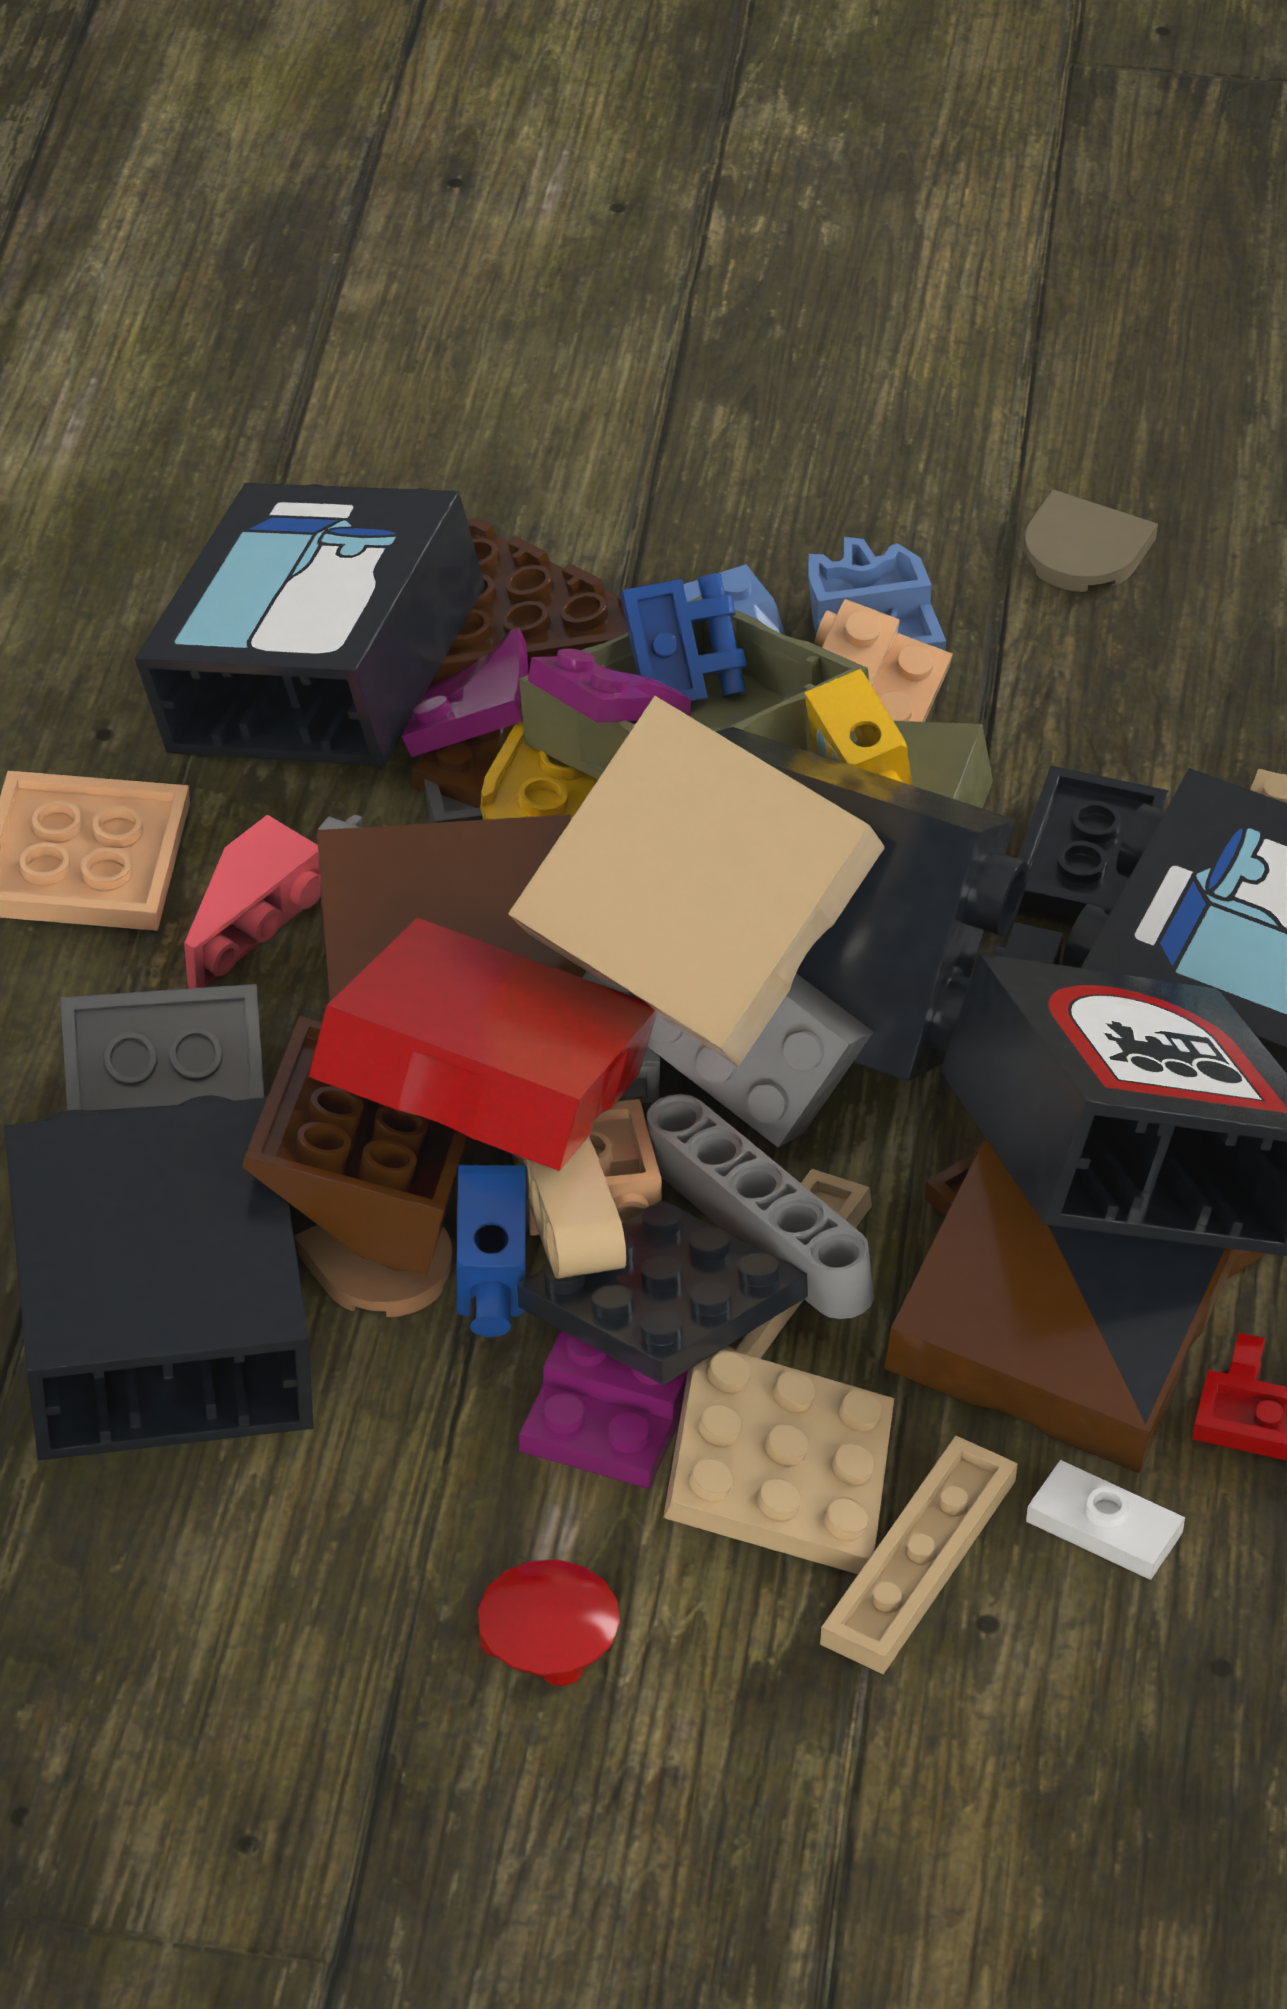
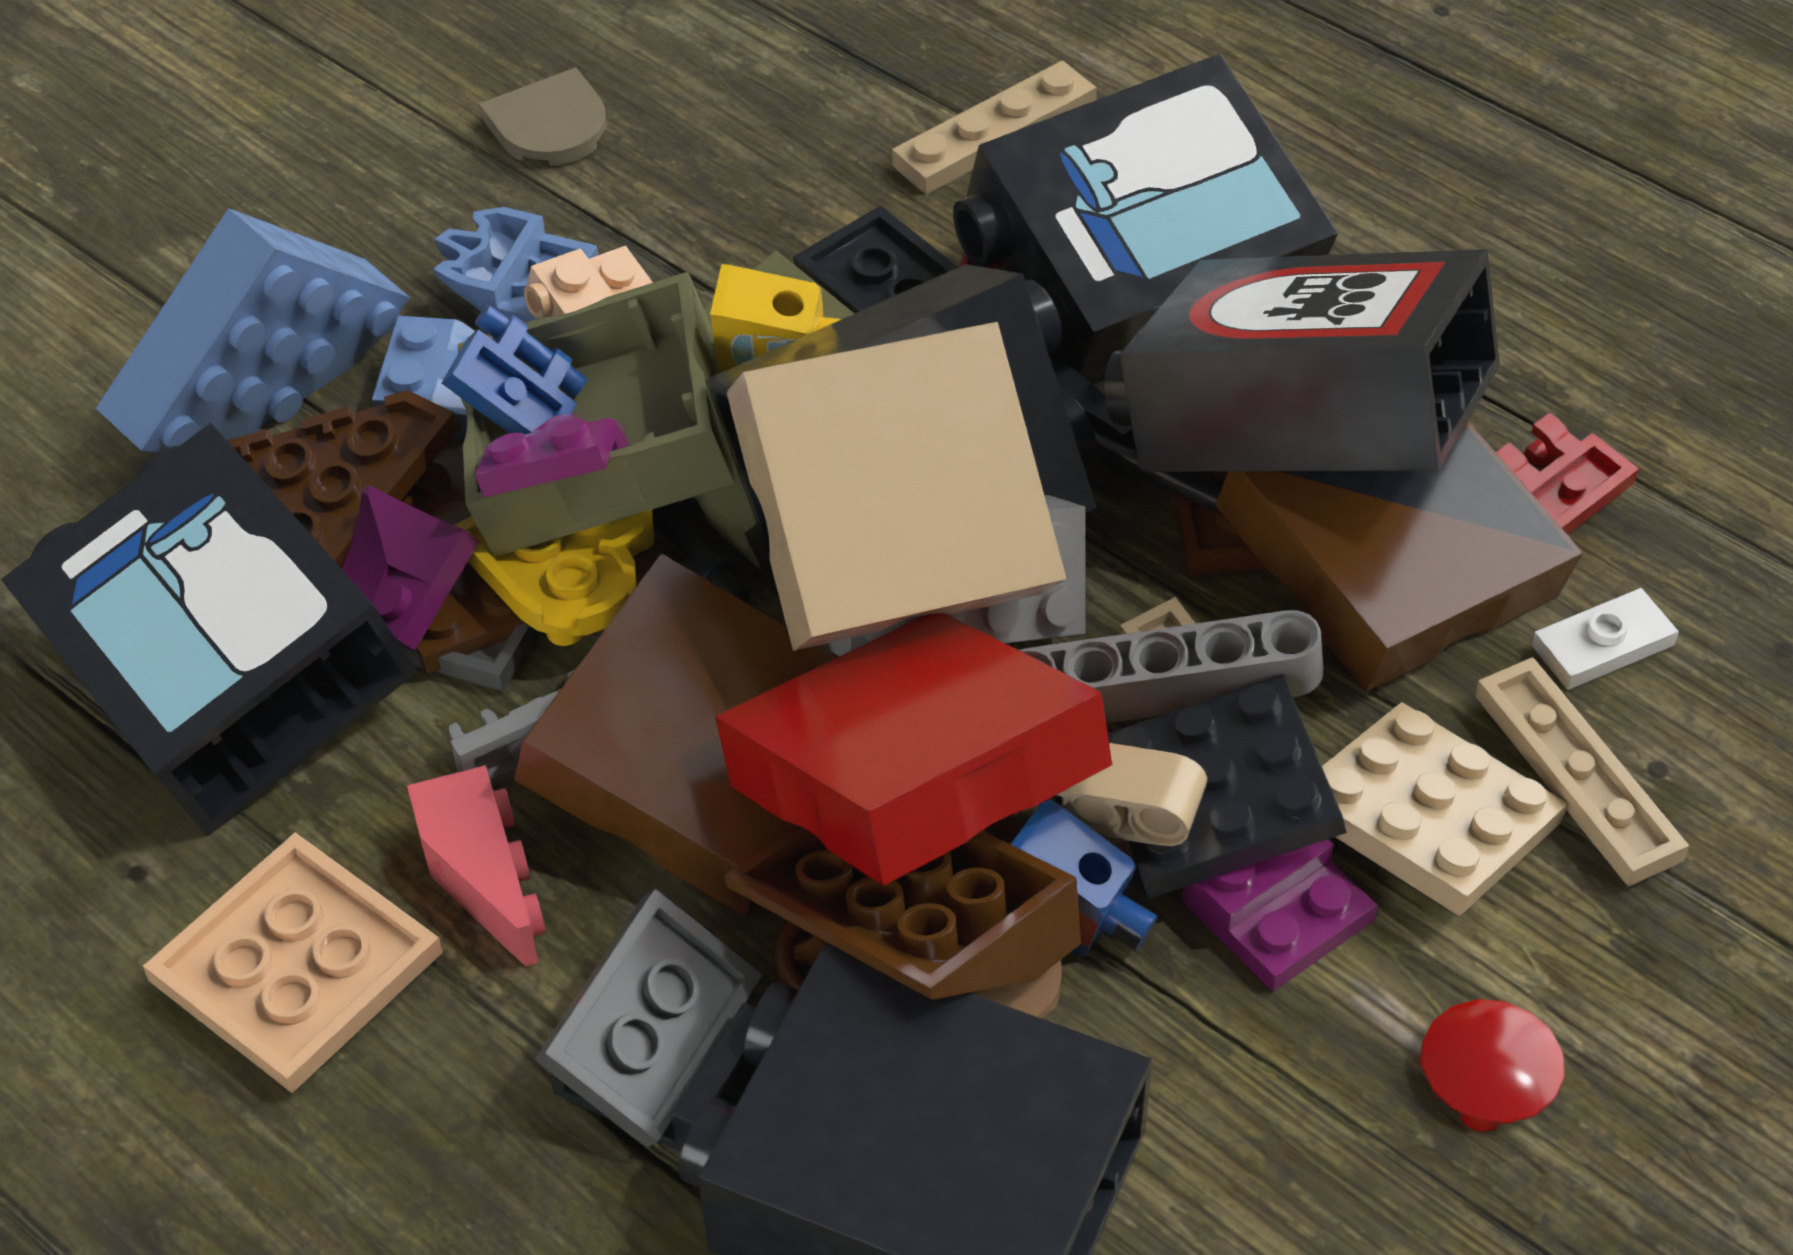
camera: 55 degrees left, 5 degrees up
(624, 485) = (249, 335): none -> medium blue brick

